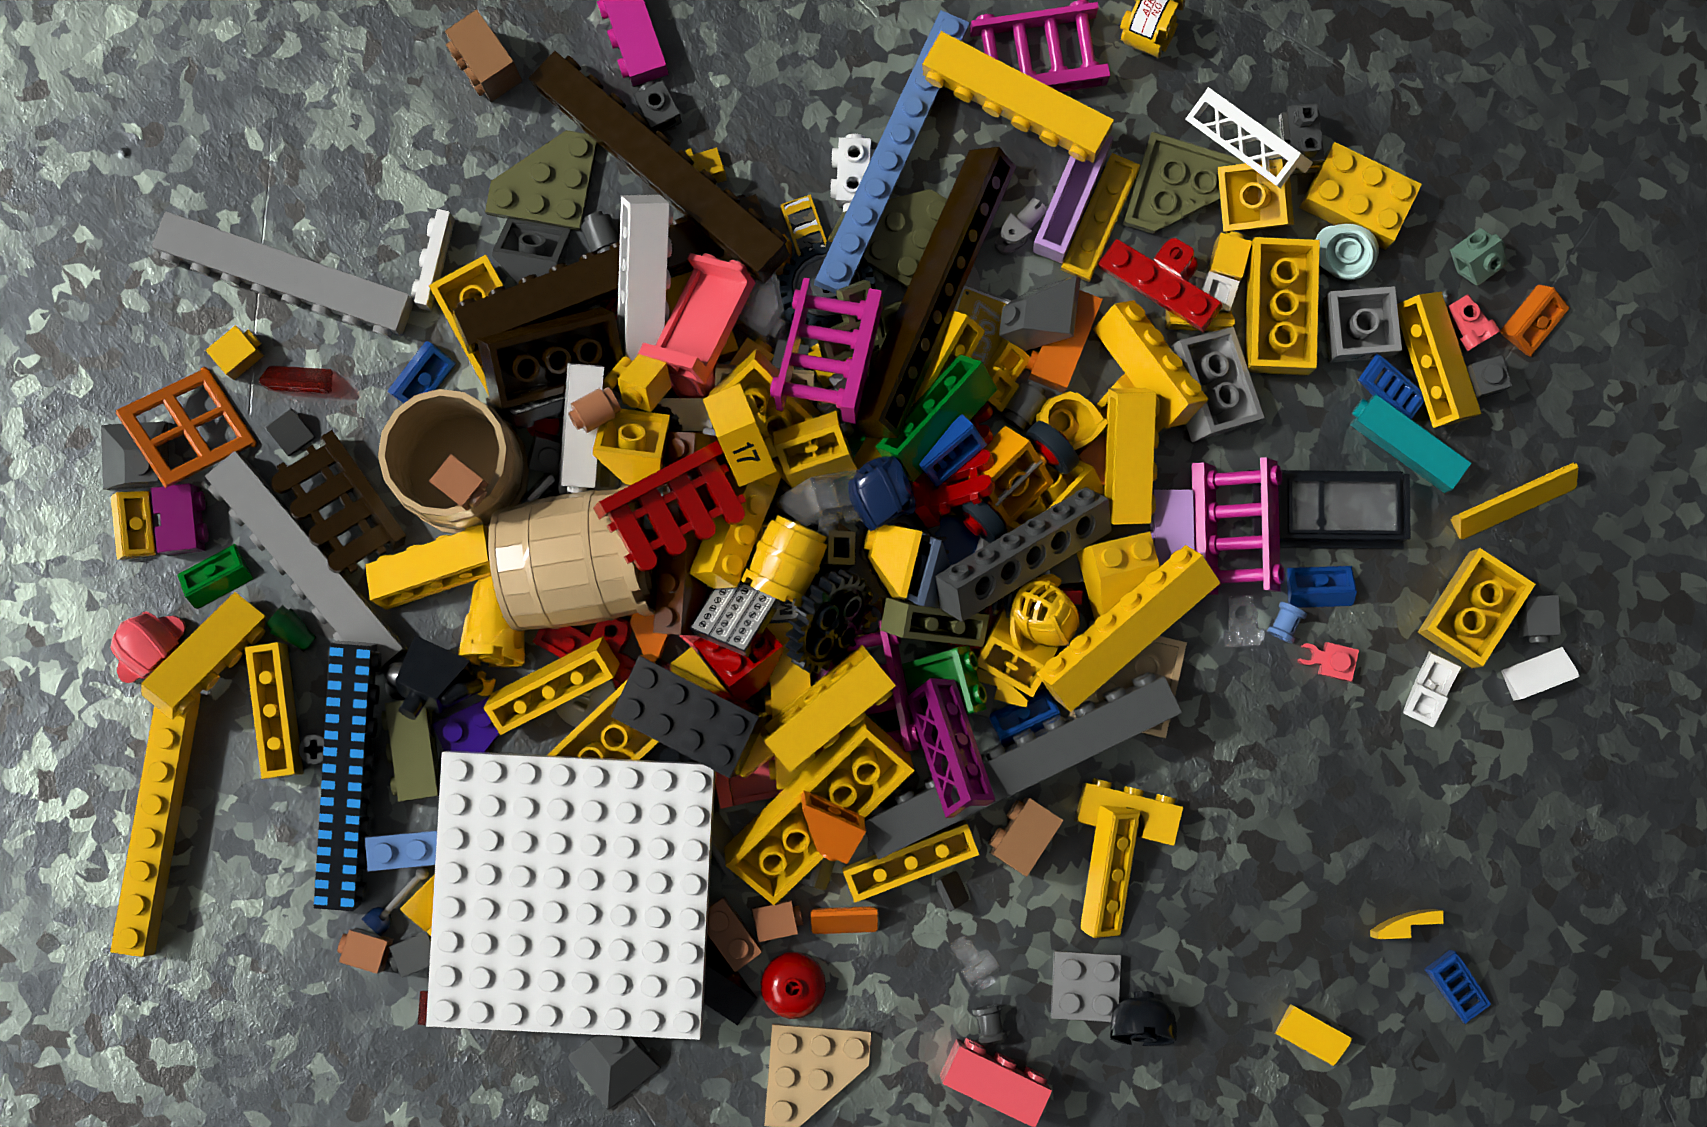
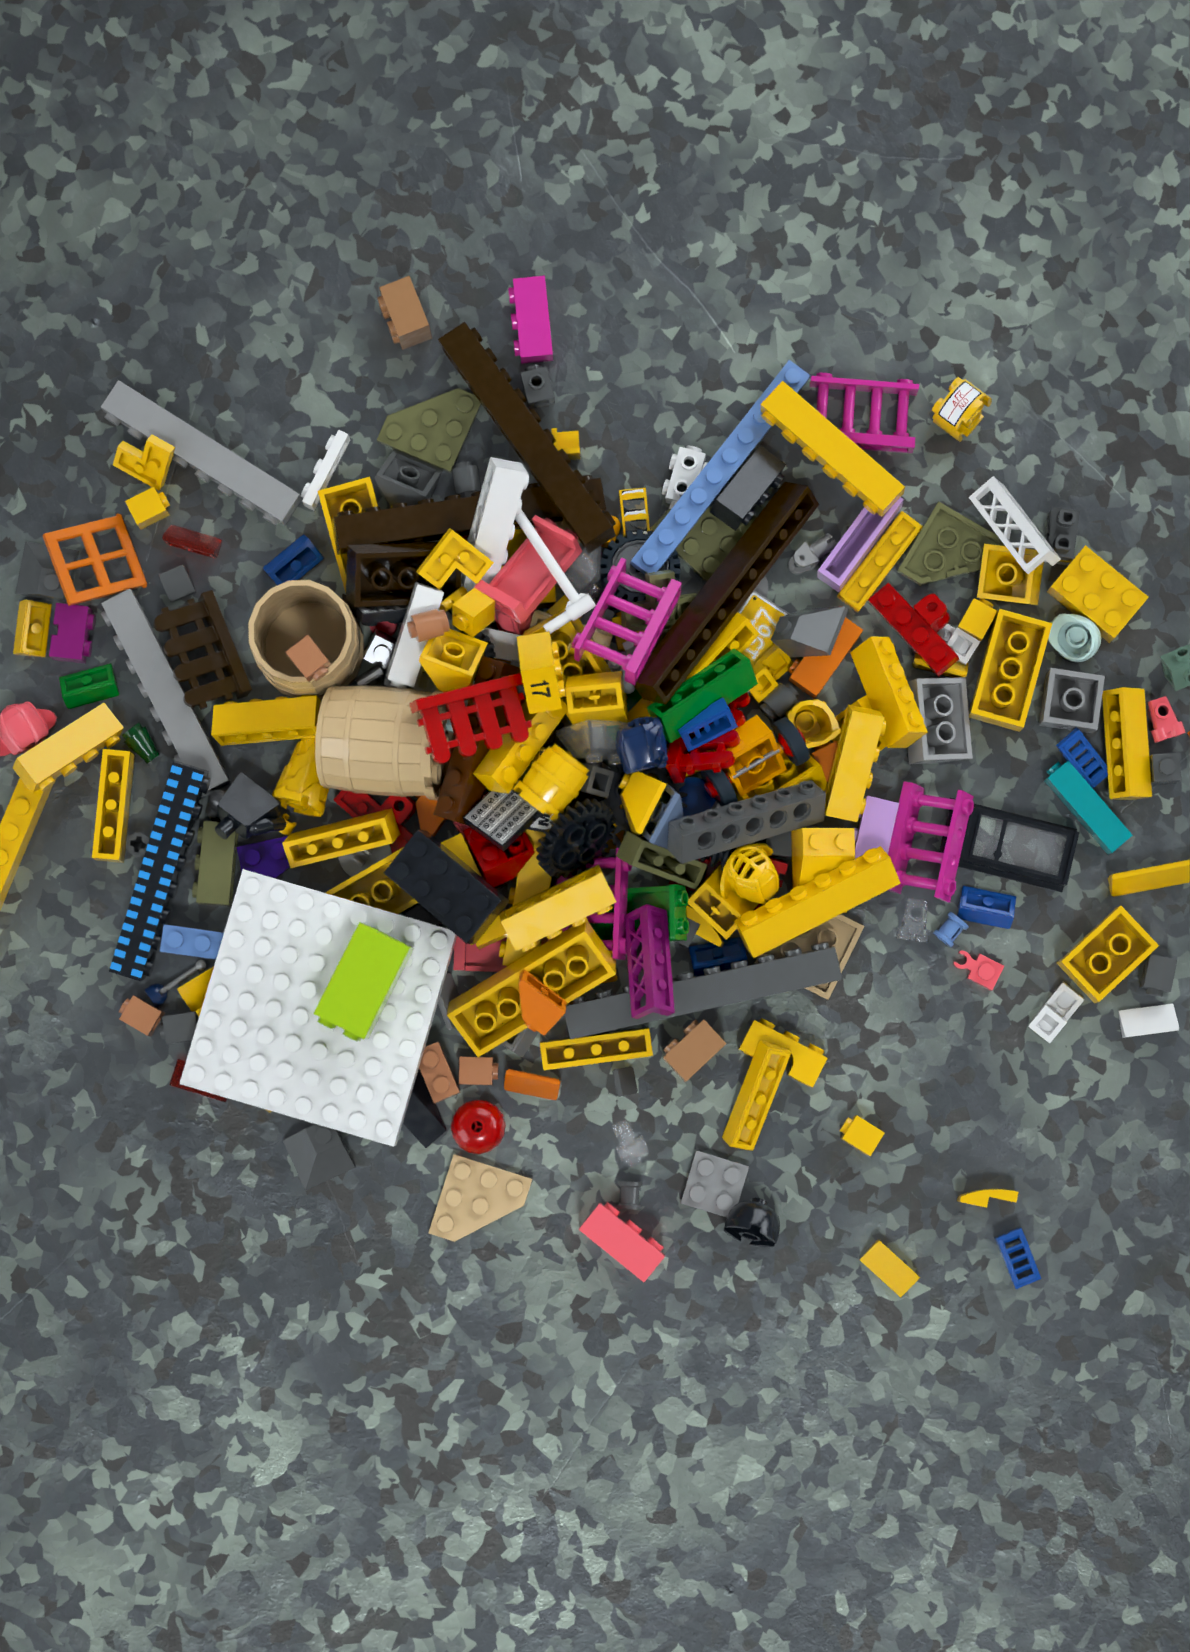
camera: 20 degrees right, 0 degrees up
(224, 302) = (148, 465): none -> yellow plate
(603, 319) = (450, 554): none -> yellow plate
(616, 855) = (362, 982): none -> lime brick
(765, 343) = (578, 603): none -> white bar
(931, 167) = (749, 489): none -> brick
(1242, 887) = (861, 1134): none -> yellow brick

